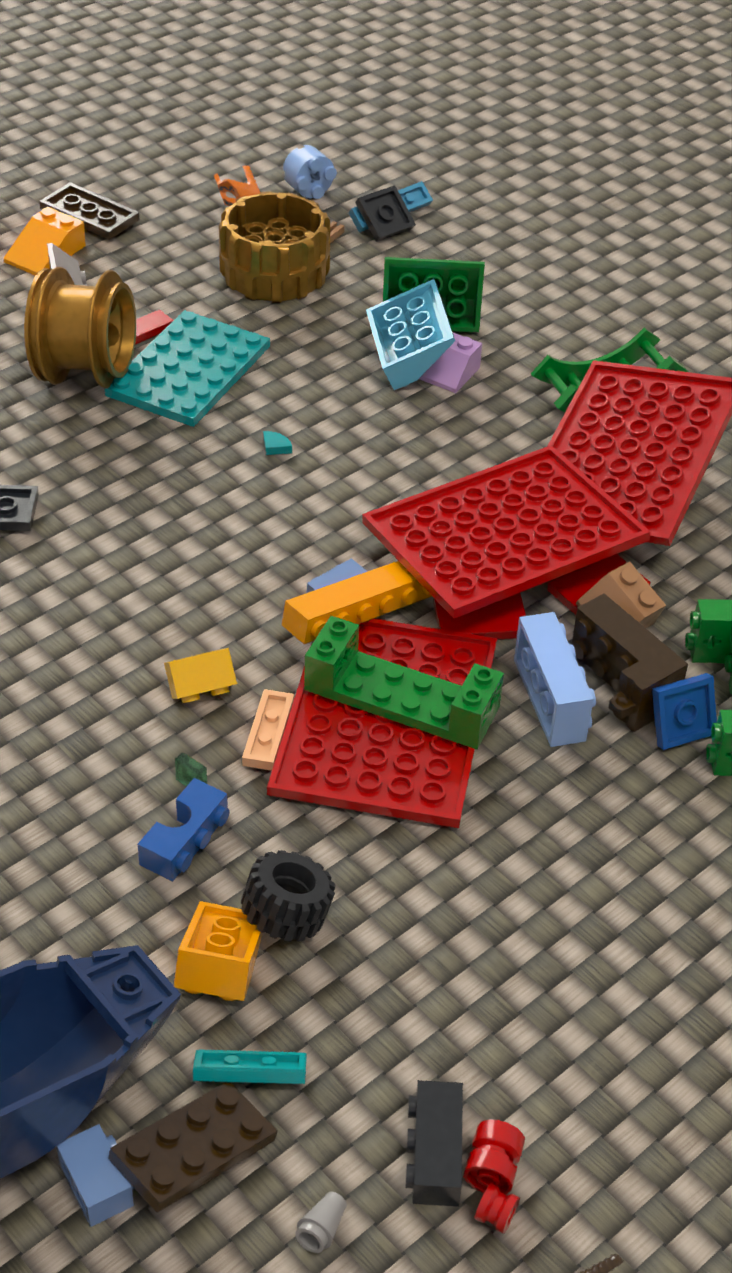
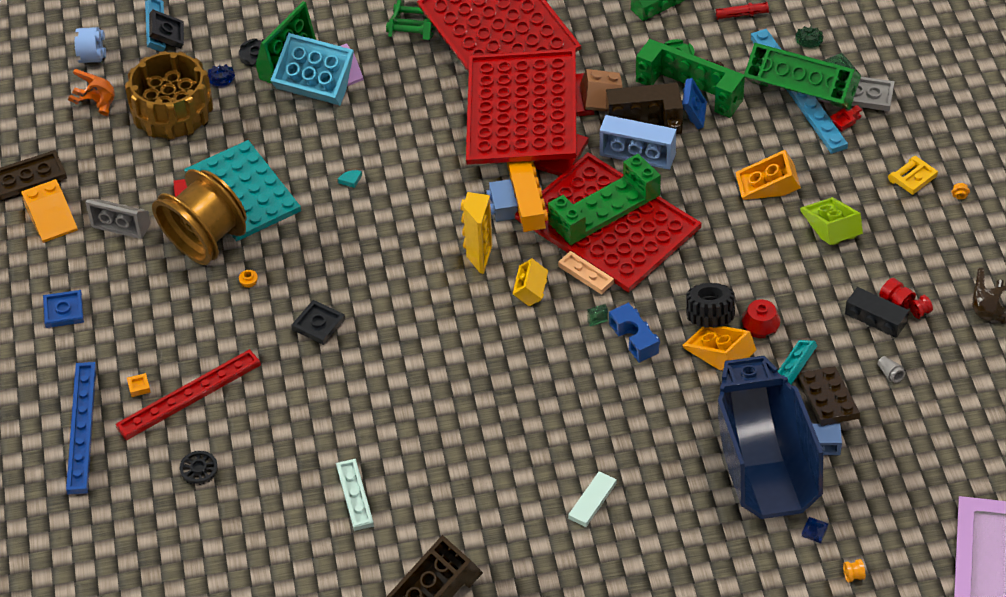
camera: 55 degrees left, 5 degrees up
(45, 424) = (248, 278): none -> light orange plate
(228, 569) = (477, 229): none -> yellow slope
(314, 980) = (761, 318): none -> red cone
(358, 282) = (227, 75): none -> clear blue gear
(596, 991) = (833, 220): none -> lime slope
(622, 869) = (768, 177): none -> light orange slope

